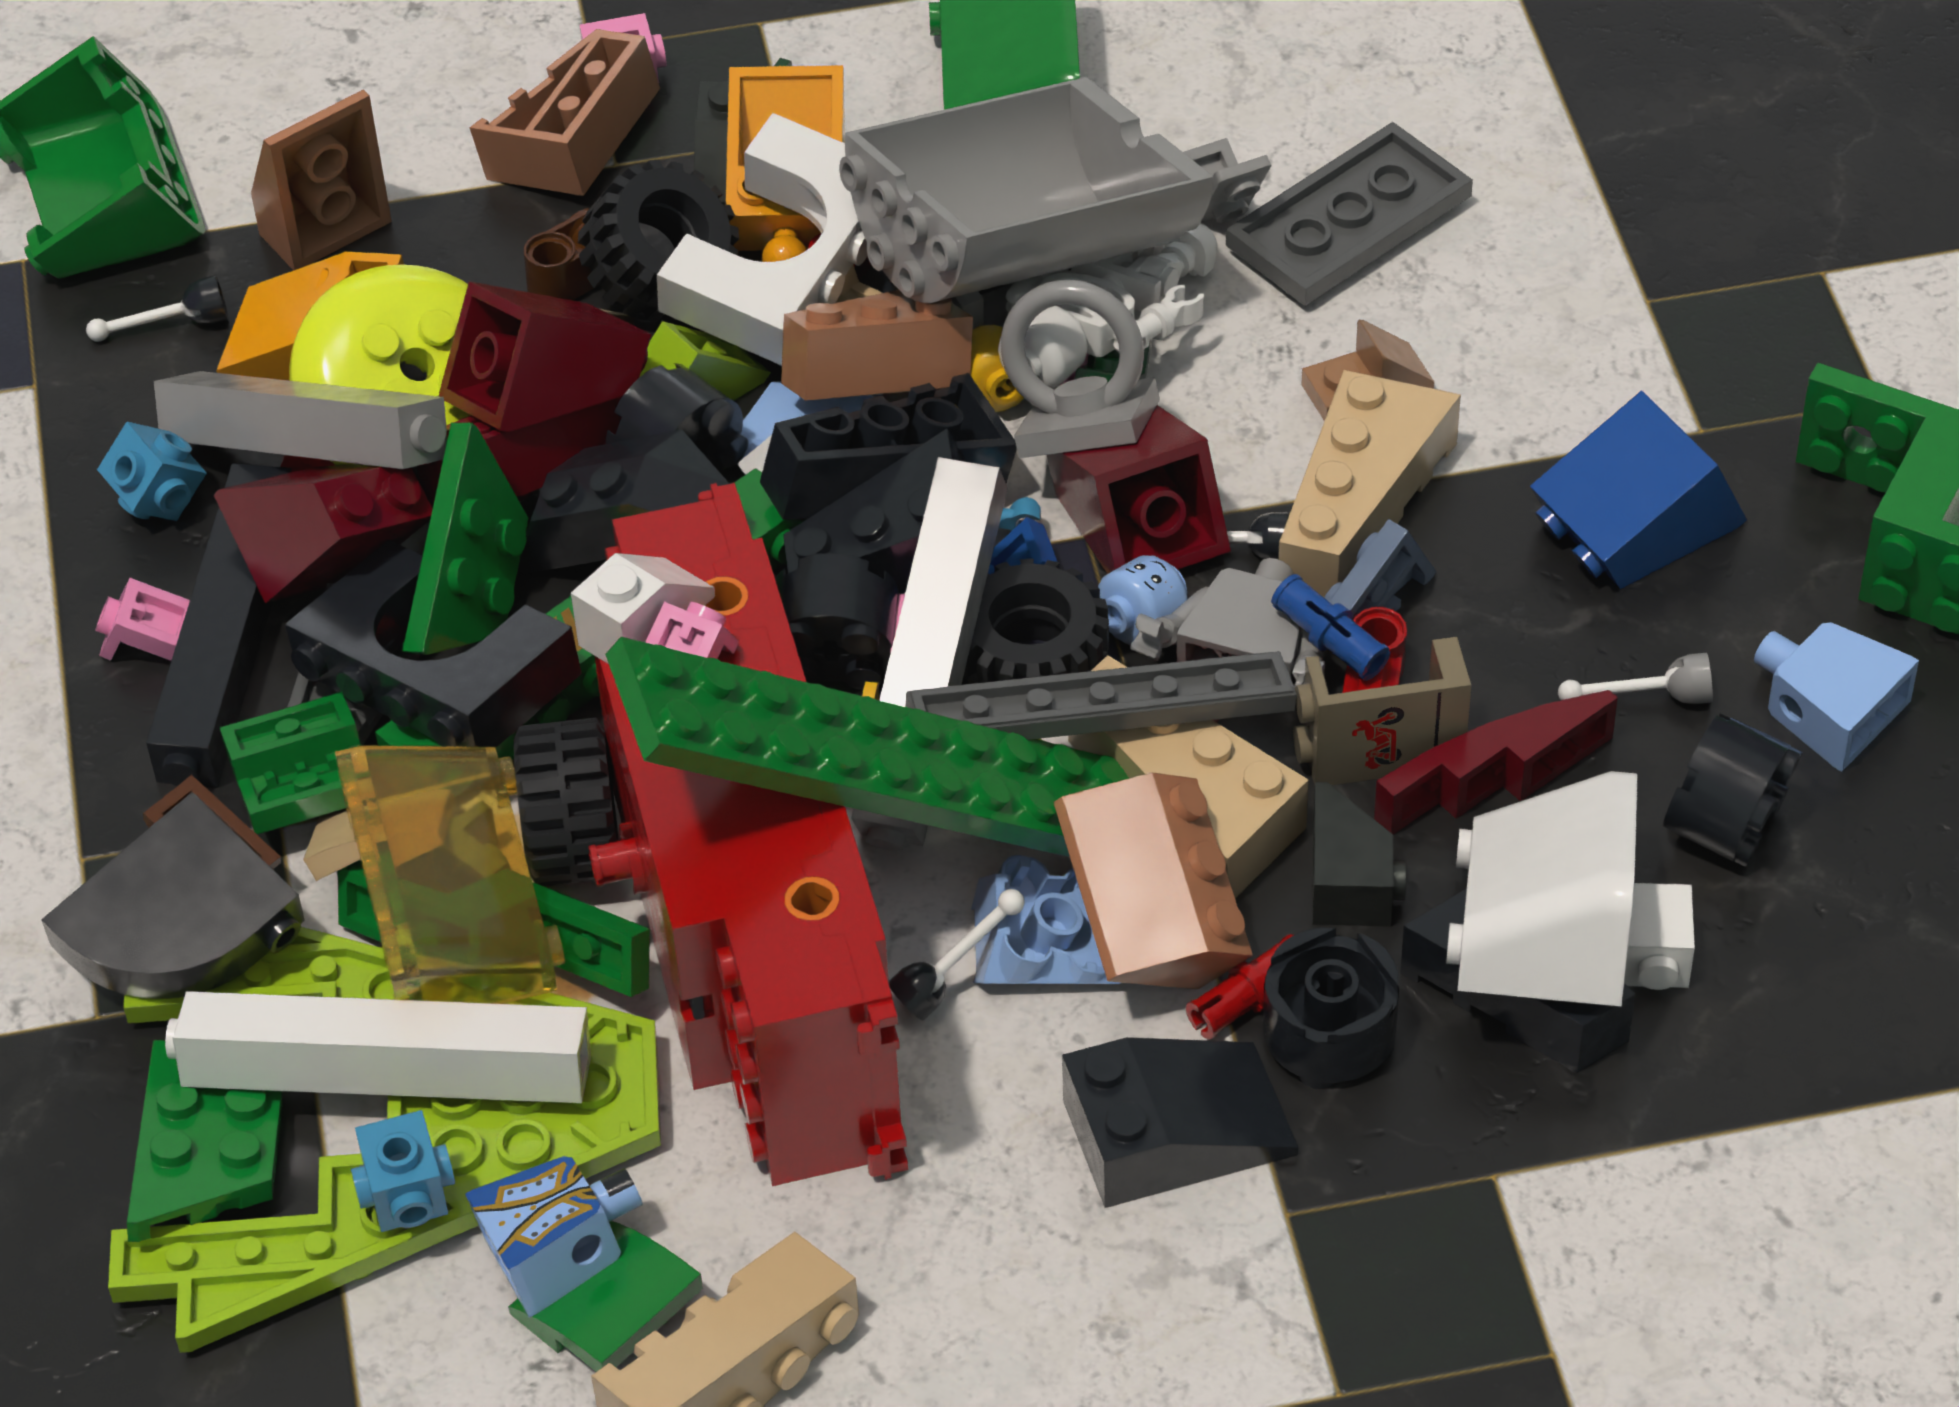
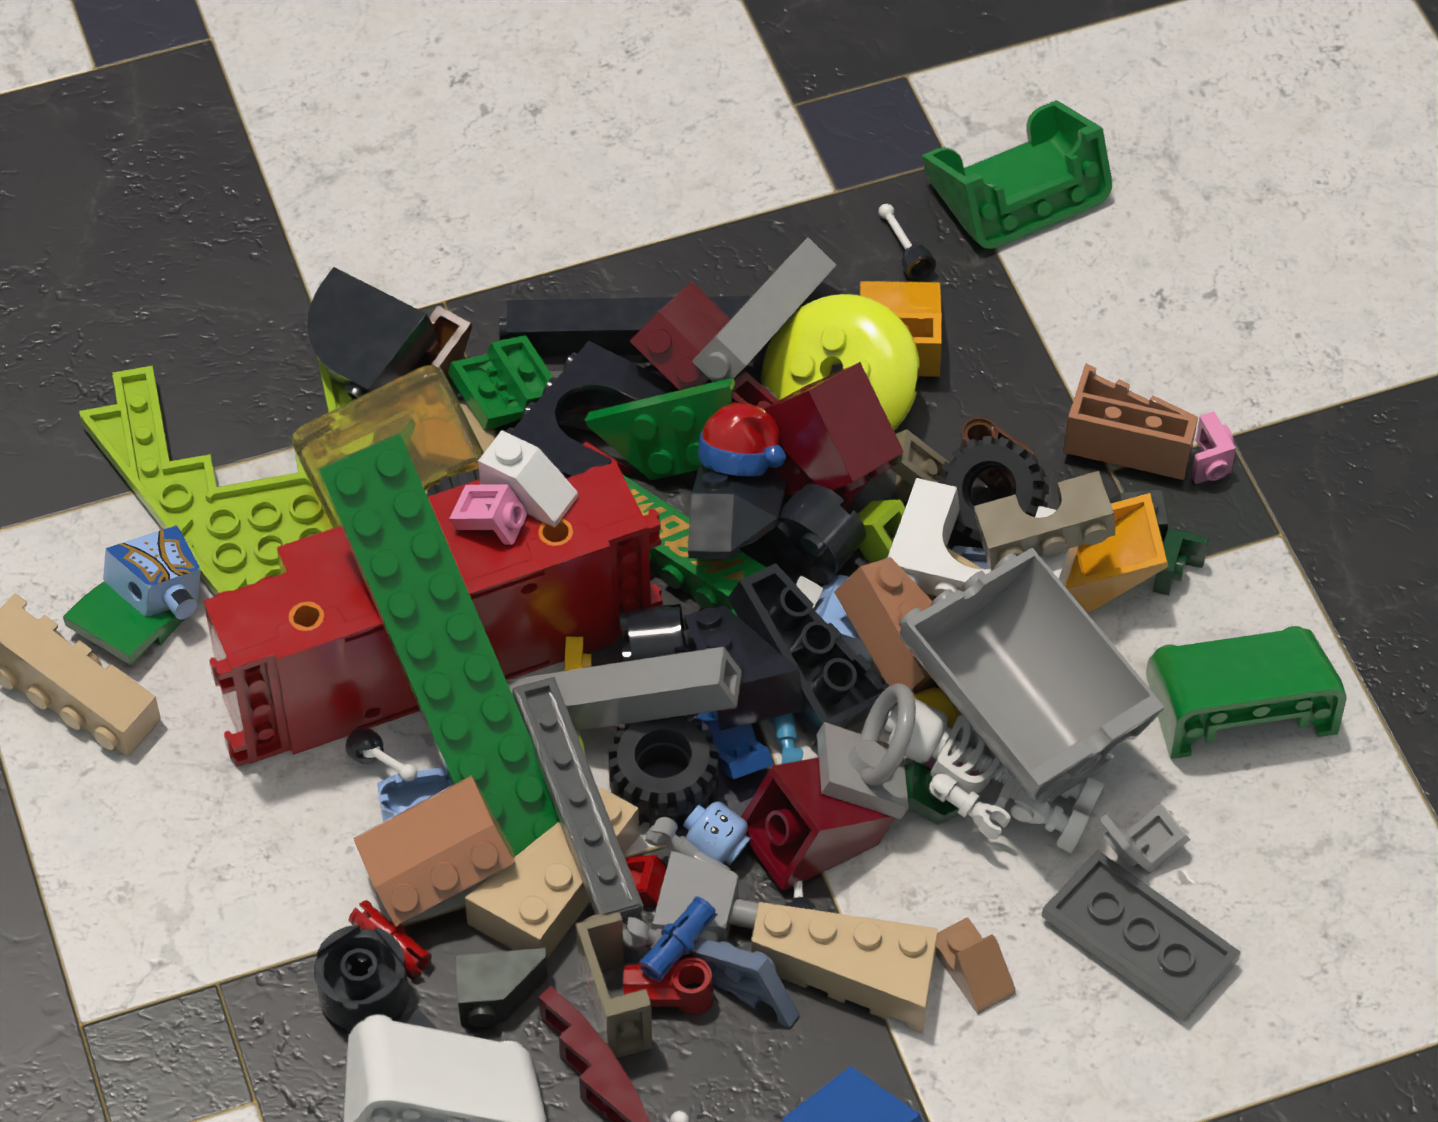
camera: 80 degrees right, 5 degrees up
(143, 619) = (624, 279): bright pink bracket -> none
(151, 471) = (745, 260): dark azure brick -> none
(200, 1149) = (221, 396): green wing -> none
(321, 183) = (1011, 293): nougat slope -> none
(381, 1047) = (273, 458): white brick -> none
(402, 1172) = (178, 486): dark azure brick -> none
(547, 447) = (741, 441): none -> red piece
(791, 170) = (1081, 519): none -> dark tan arch
(1171, 1113) = (276, 899): black slope -> none

